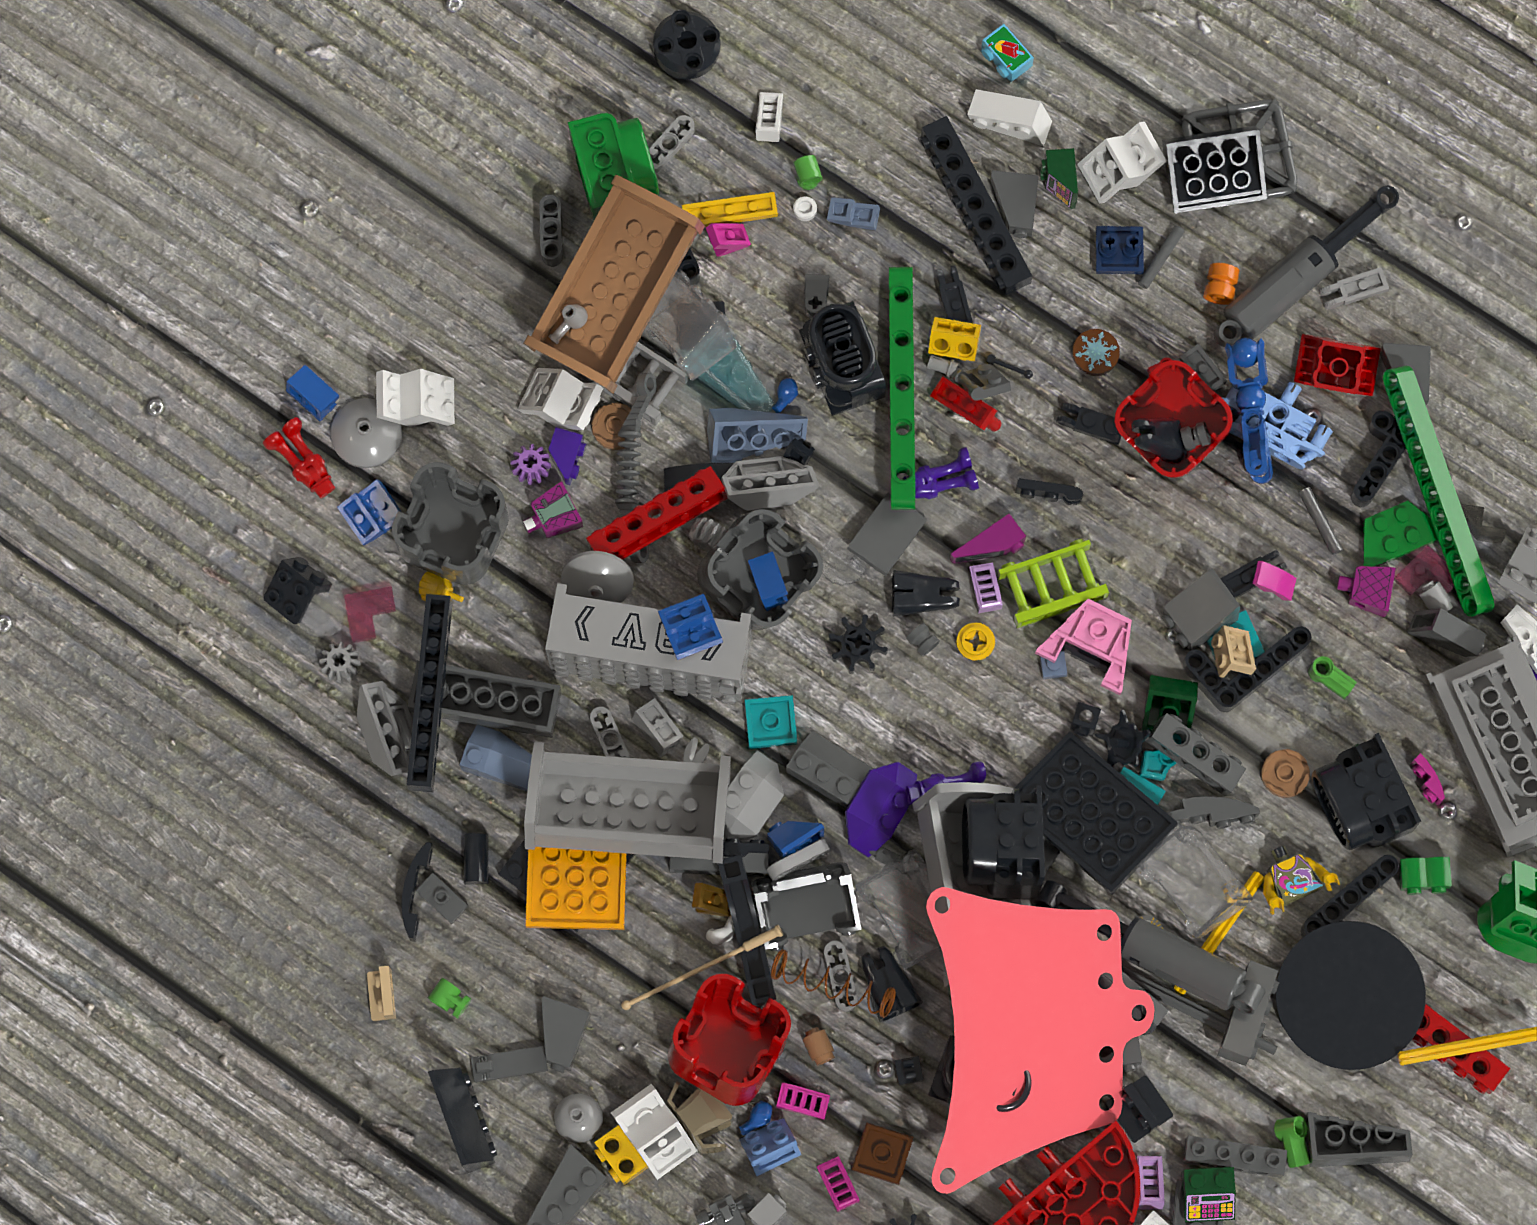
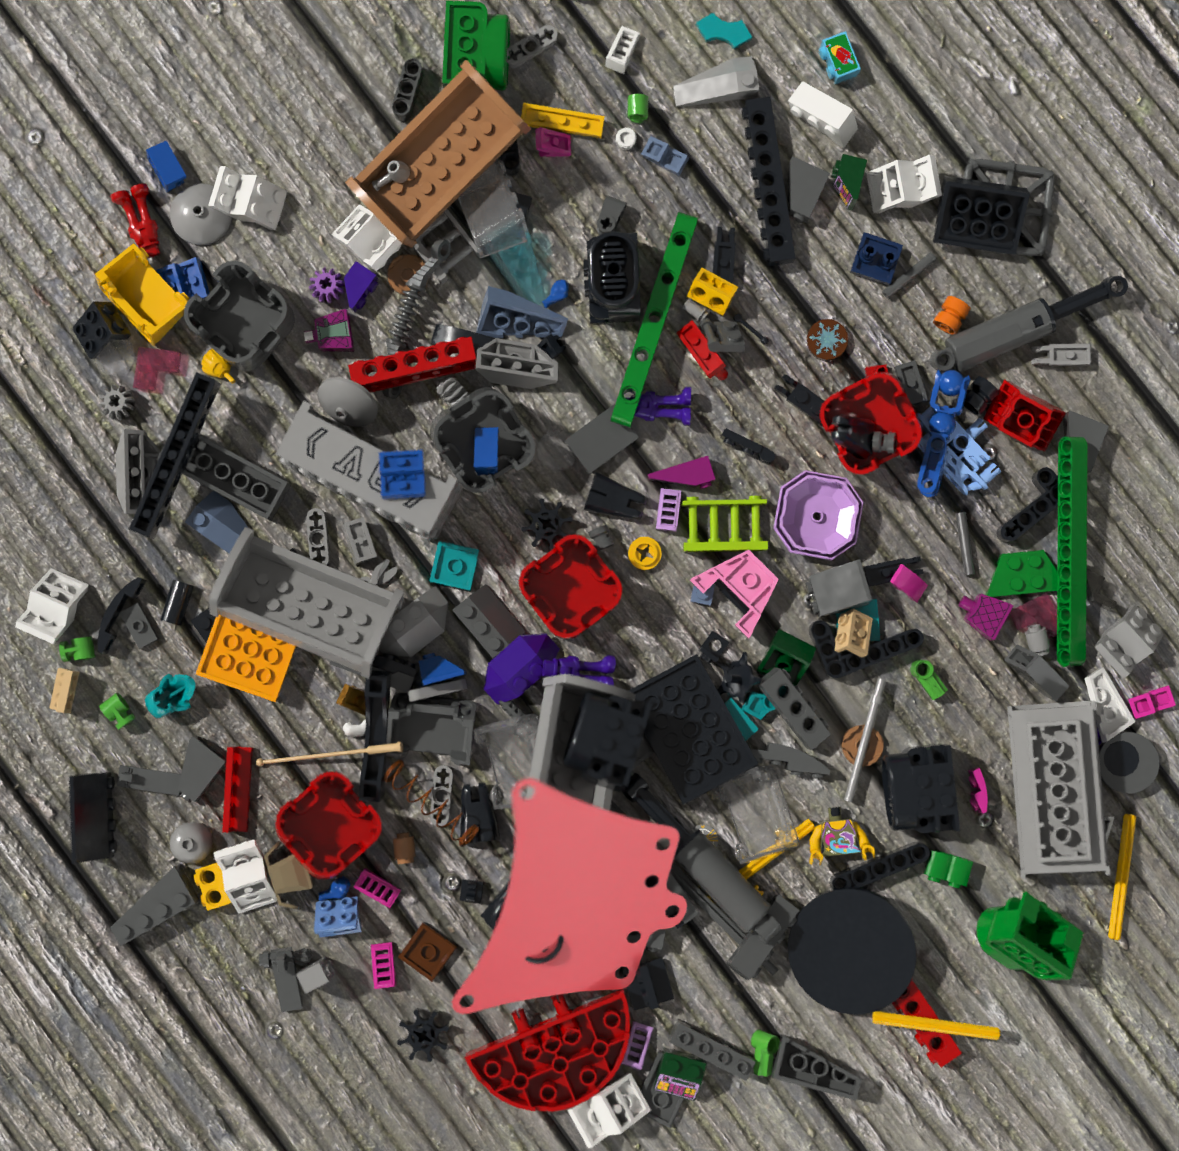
camera: 15 degrees right, 10 degrees up
(332, 537) = (141, 294): none -> yellow windscreen
(340, 904) = (52, 606): none -> white bracket
(386, 942) = (80, 649): none -> bright green piece
(505, 959) = (171, 695): none -> teal head
(612, 1041) = (237, 789): none -> red fence
(861, 64) = (730, 32): none -> teal tile
(892, 116) = (724, 82): none -> light grey wedge
(908, 699) = (570, 587): none -> red piece
(1152, 516) = (838, 509): none -> lavender rock
(1280, 358) = (980, 393): none -> black wheel
(1283, 719) = (876, 700): none -> light grey bar

